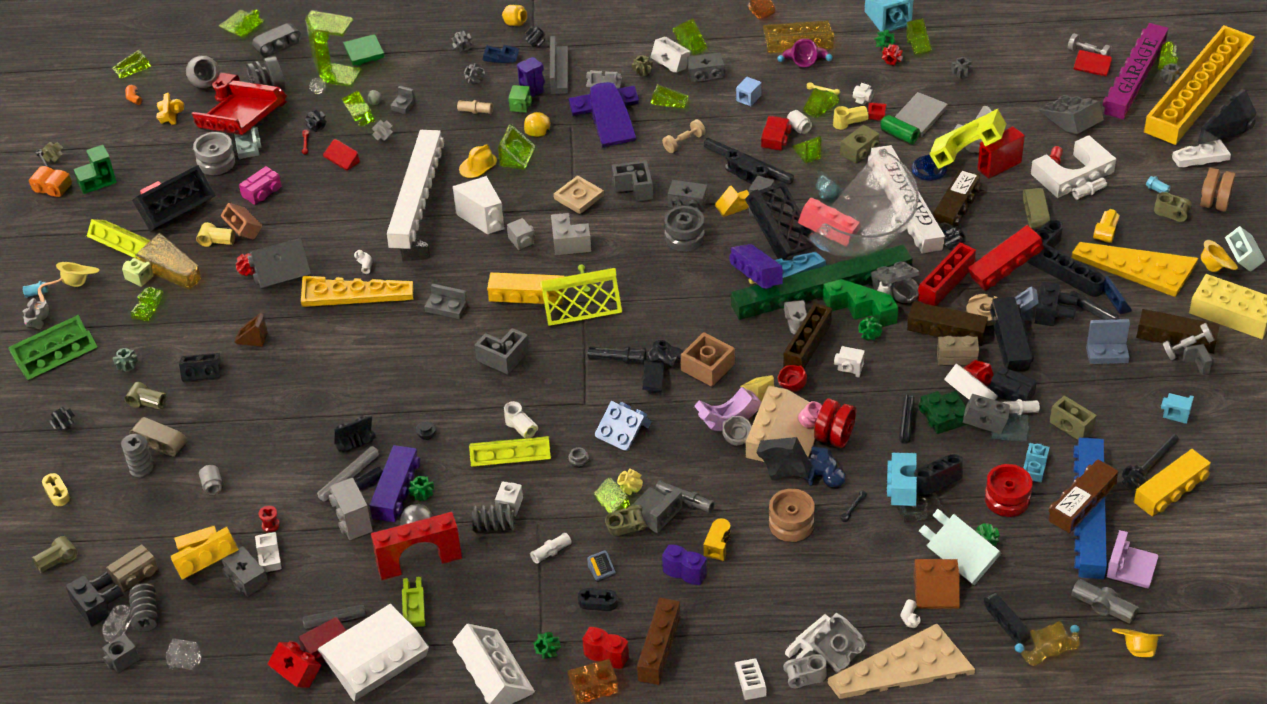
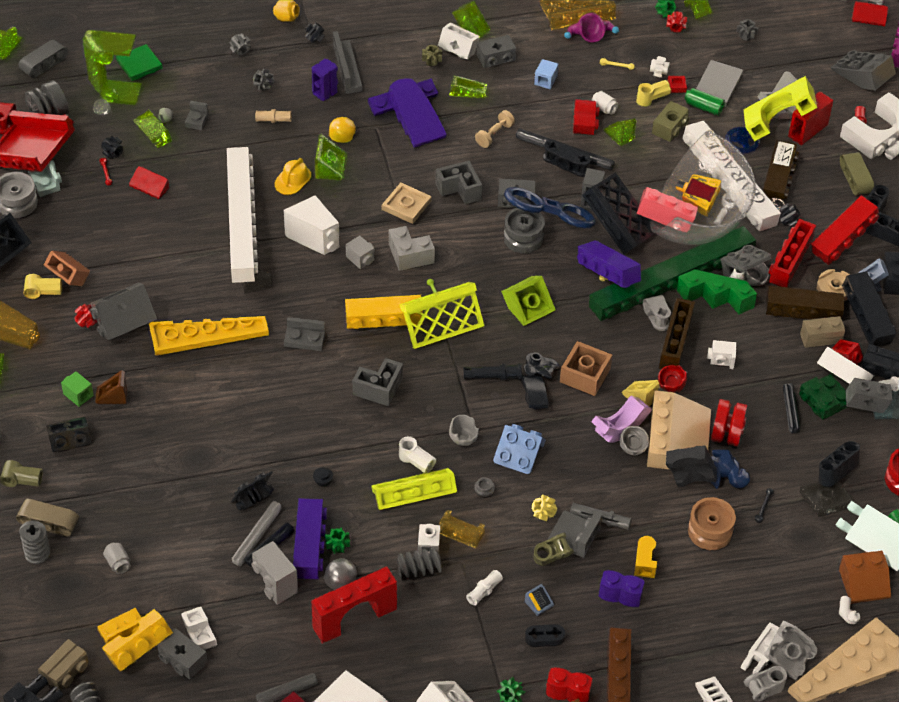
camera: 15 degrees left, 5 degrees up
(219, 327) = (77, 388): none -> bright green brick
(260, 185) = (74, 225): dark pink brick -> none
(267, 521) = (191, 595): red bush -> none
(364, 259) = (207, 297): white arm -> none
(382, 130) = (185, 151): light grey gear -> none
(413, 603) = (364, 663): lime hinge -> none
(505, 55) = (287, 55): dark blue slope -> none
(520, 98) = (318, 103): bright green brick -> none
(543, 493) = (461, 530): none -> clear yellow hinge
(571, 402) = (463, 430): none -> light grey hair
(596, 77) = (389, 74): light grey hinge -> none
(611, 496) = (530, 526): clear neon green slope -> none
(671, 292) = (529, 299): none -> lime slope
(713, 208) = (550, 206): none -> dark blue bar
(732, 202) = (565, 193): yellow slope -> none
(801, 263) = (650, 255): dark azure wing -> none
(809, 415) = (703, 416): bright pink wheel -> none
(820, 102) = (618, 80): clear neon green slope -> none
(827, 186) = (651, 171): clear light blue piece -> none
(867, 209) = (700, 192): none -> torso
(870, 328) = (733, 317): green gear -> none
(901, 479) = (804, 466): medium azure arch -> none

